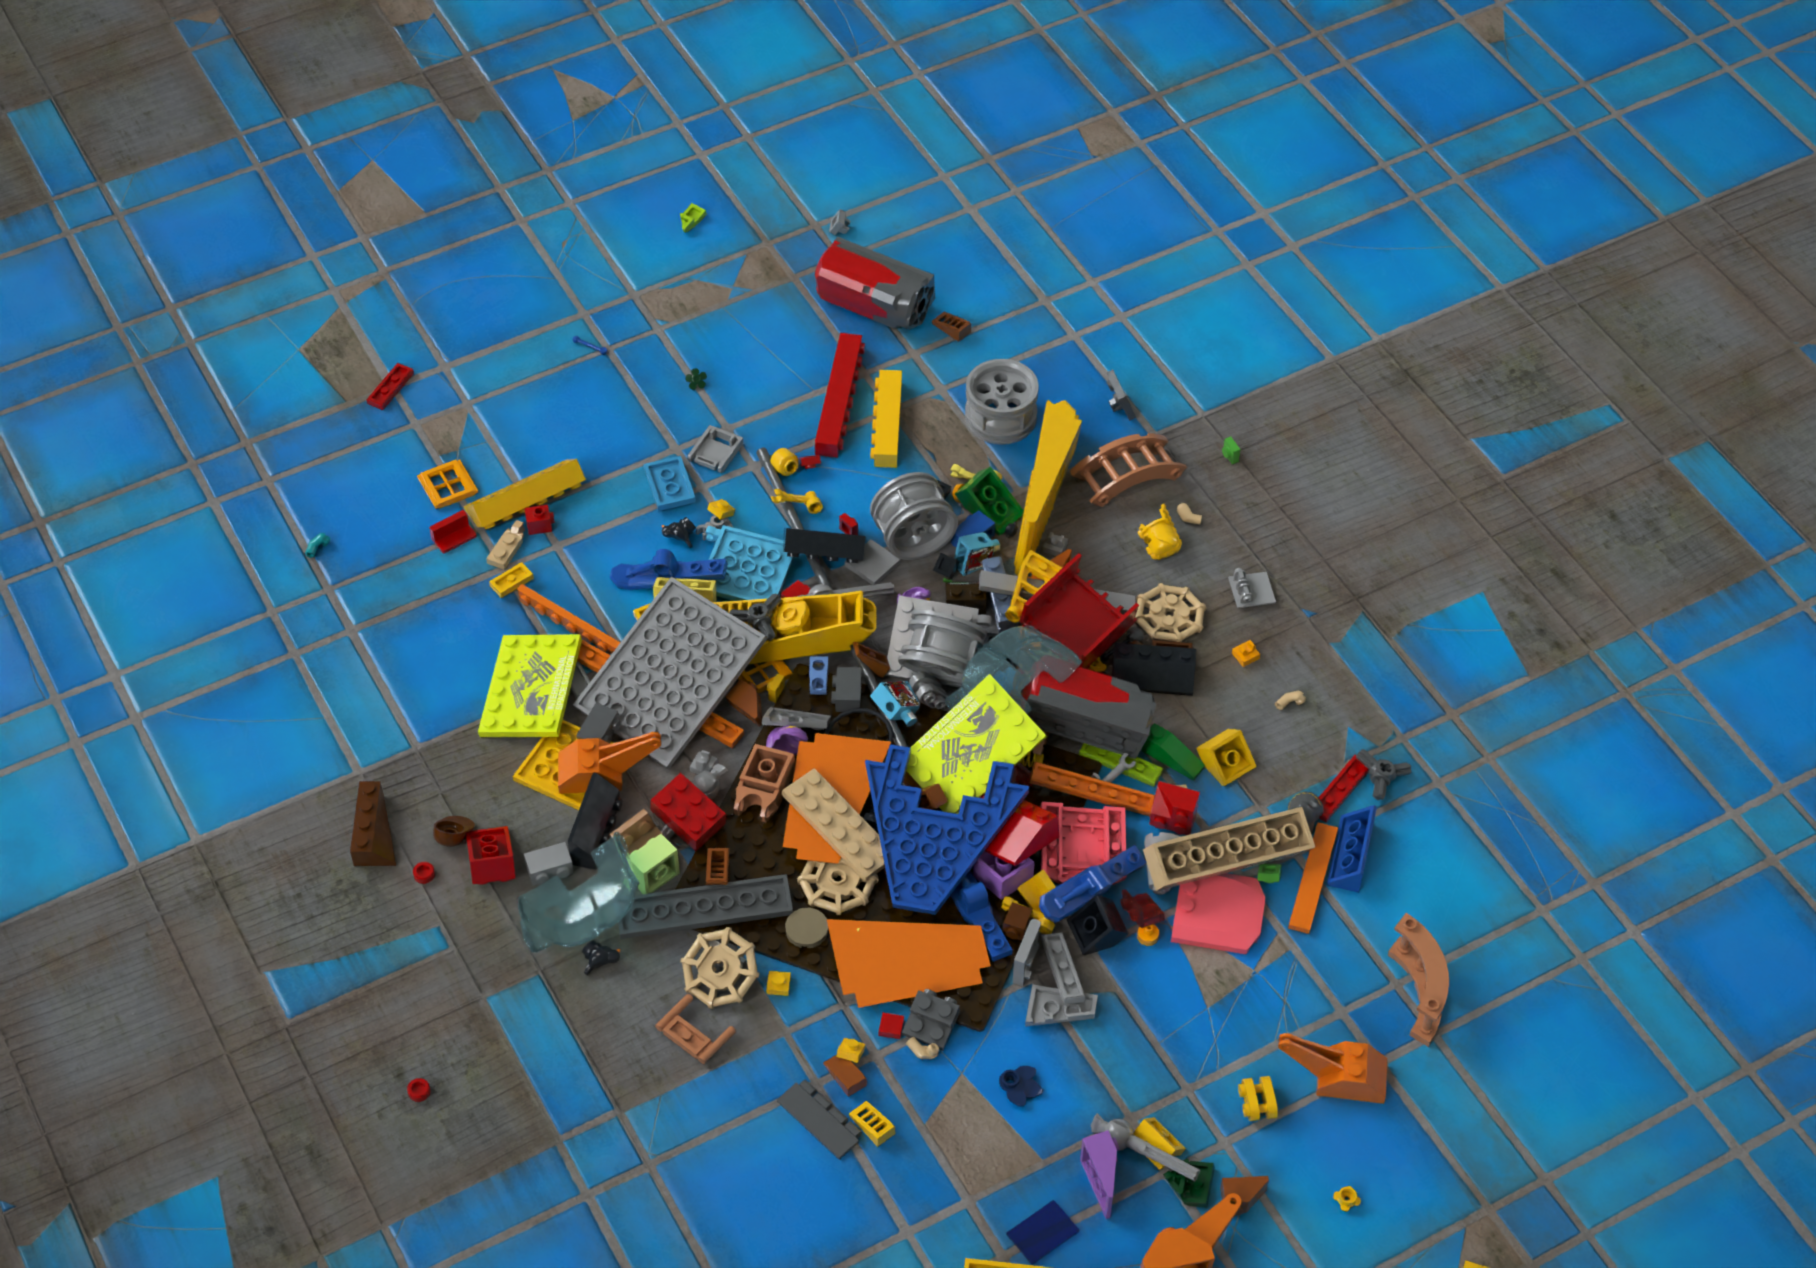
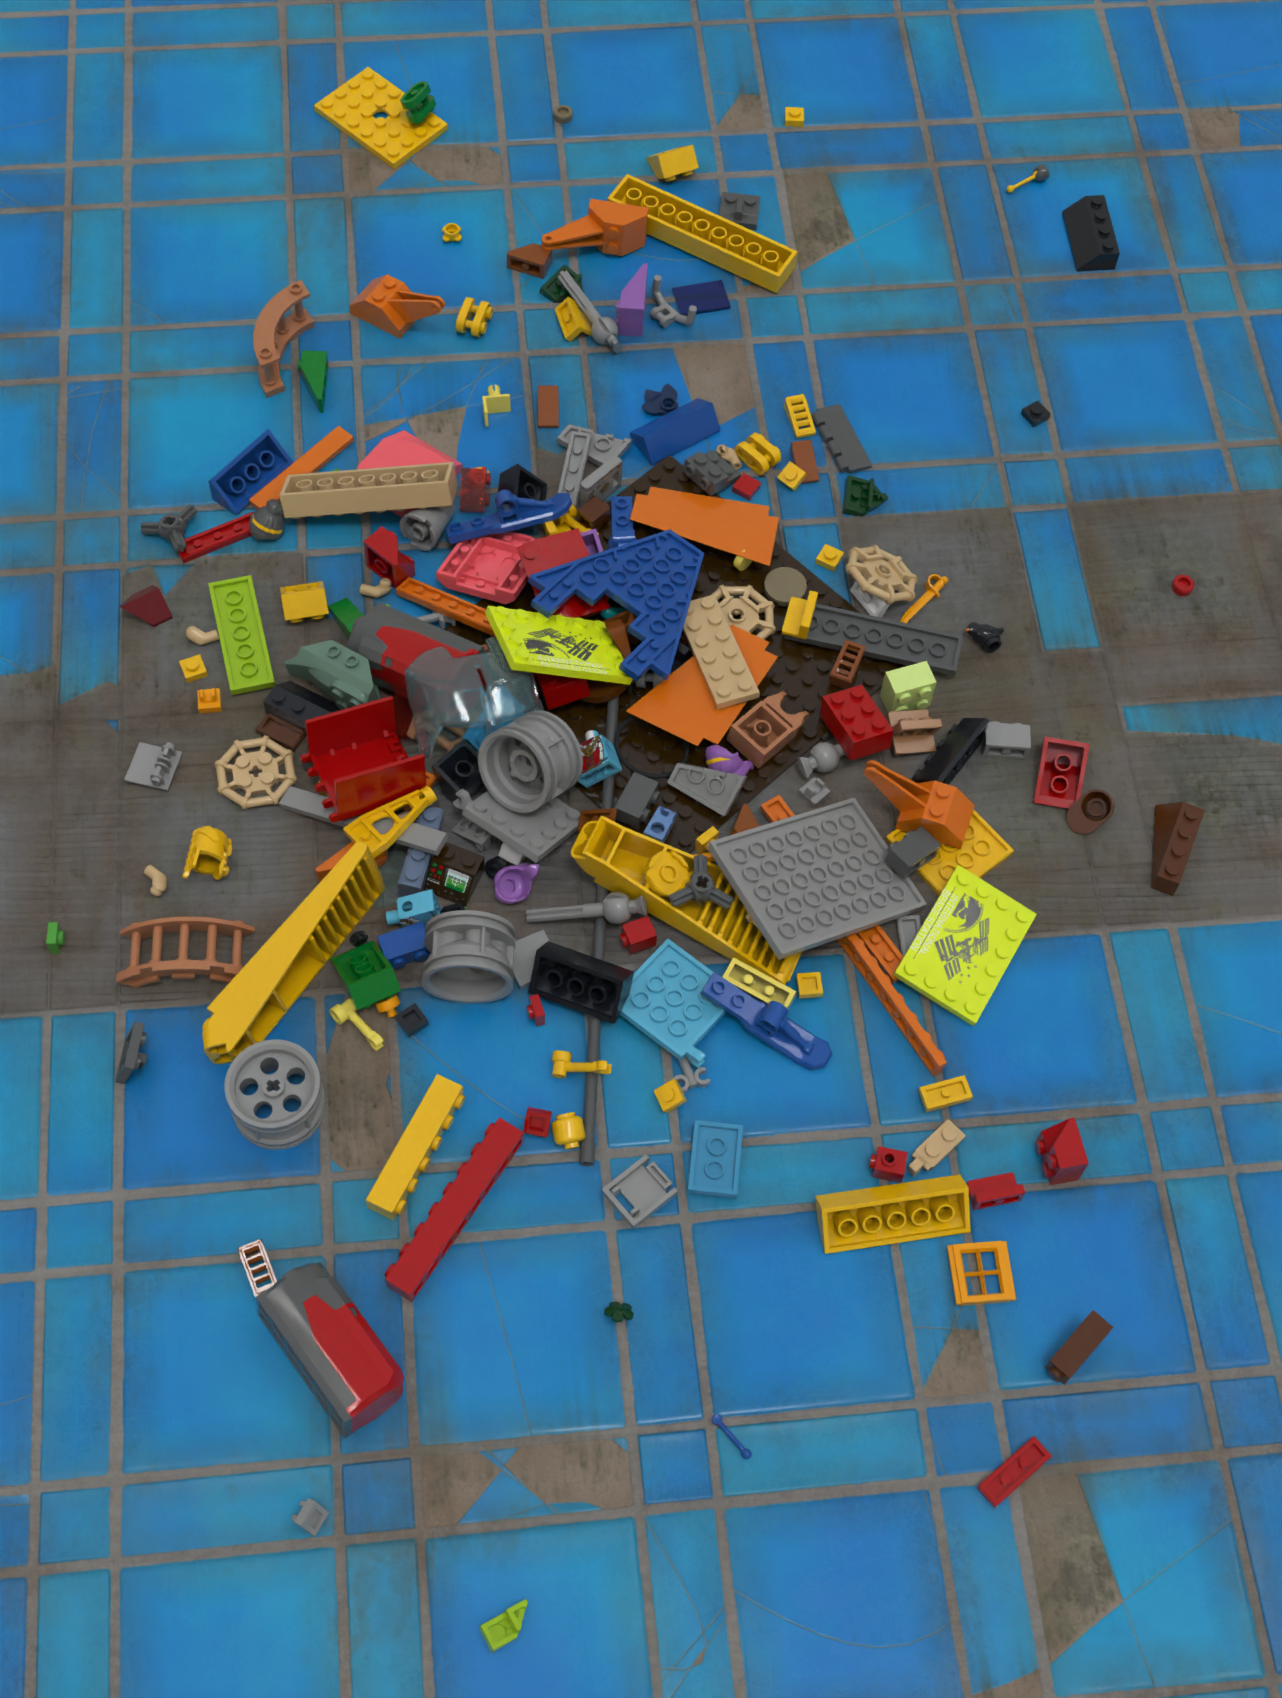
camera: 160 degrees left, 10 degrees up
(312, 547) = (1161, 1243): teal arm -> none
(362, 456) = (1078, 1347): none -> reddish brown slope
(407, 561) = (1062, 1152): none -> red slope
(423, 872) = (1130, 785): red tile -> none
(568, 917) = (1007, 680): clear light blue piece -> none
(627, 1230) = (1035, 413): none -> black plate
(667, 985) = (931, 591): none -> light orange sword
(679, 530) = (730, 1082): black animal -> none
(688, 1036) = (930, 539): nougat plate -> none
(773, 1059) = (861, 496): none -> dark green slope
(778, 889) = (800, 616): none -> yellow panel
(895, 1058) = (758, 453): none -> yellow brick
(990, 1054) = (676, 430): none -> blue slope
(1066, 1198) = (671, 314): none -> light grey piece
(1127, 1032) = (548, 406): none -> dark orange slope
(1165, 685) = (336, 672): none -> sand green slope
(1179, 1011) = (495, 402): none -> light yellow bracket
(1258, 710) = (241, 635): none -> lime plate
(1277, 673) = (193, 668): none -> yellow plate
(1354, 704) = (148, 606): none -> dark red slope
(1366, 968) = (314, 374): none -> green slope

